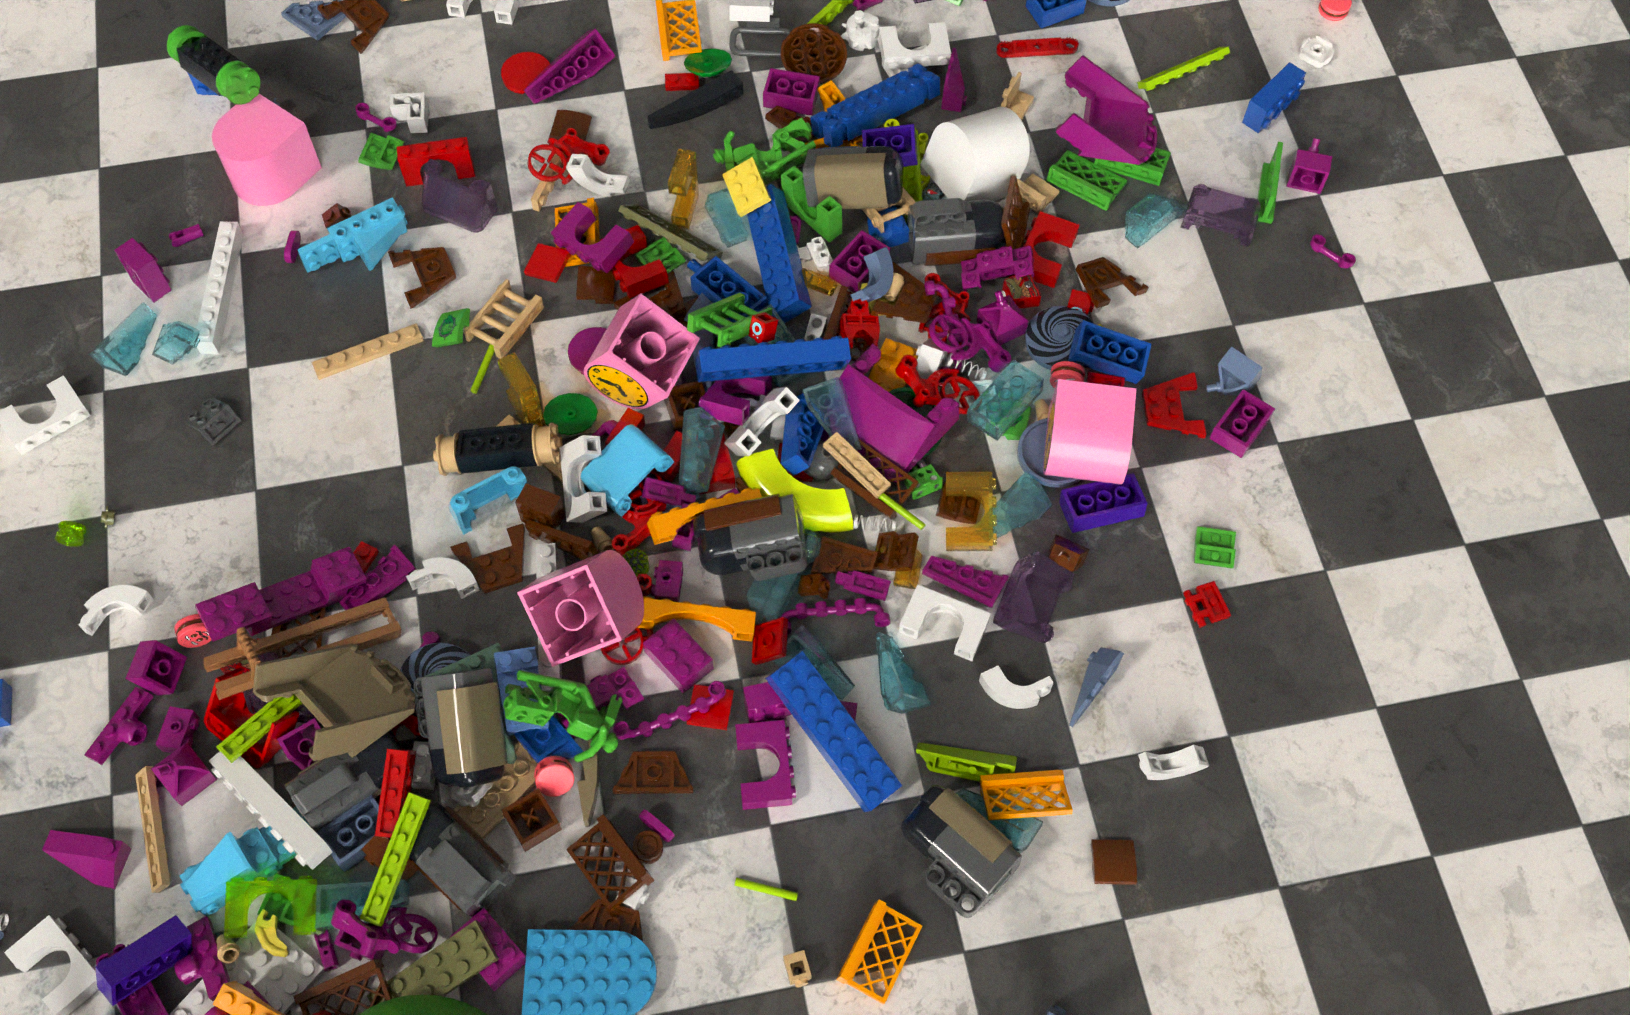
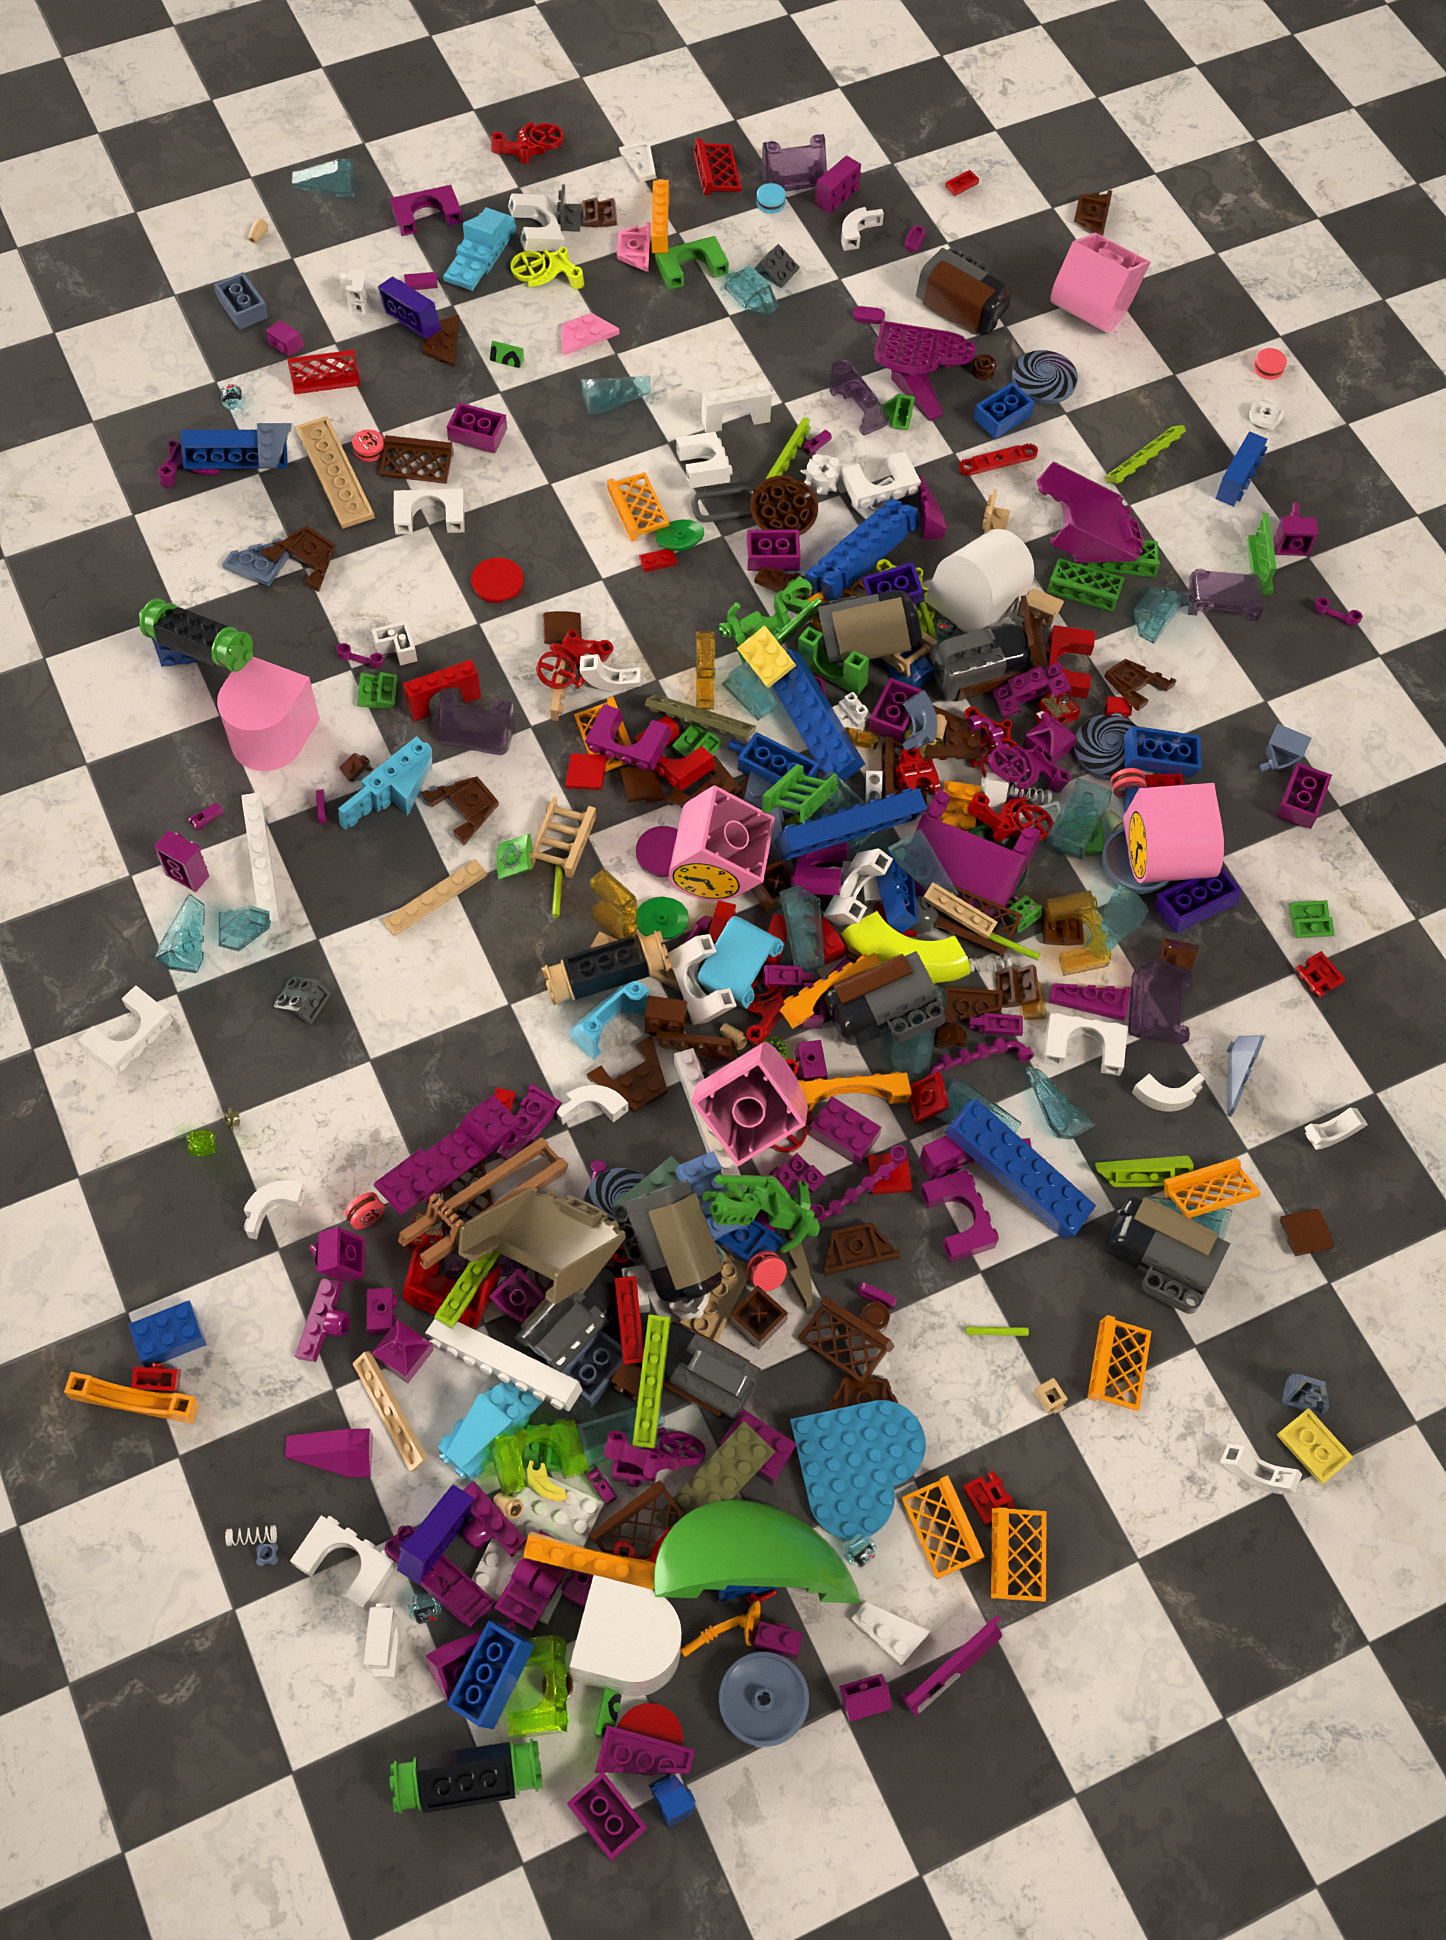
camera: 15 degrees left, 0 degrees up
(574, 65) = (543, 564): magenta wedge -> none
(698, 102) = (684, 577): black slope -> none
(763, 327) = (835, 795): red brick -> none
(830, 94) = (814, 548): light orange slope -> none
(1164, 406) = (1230, 795): red wing -> none

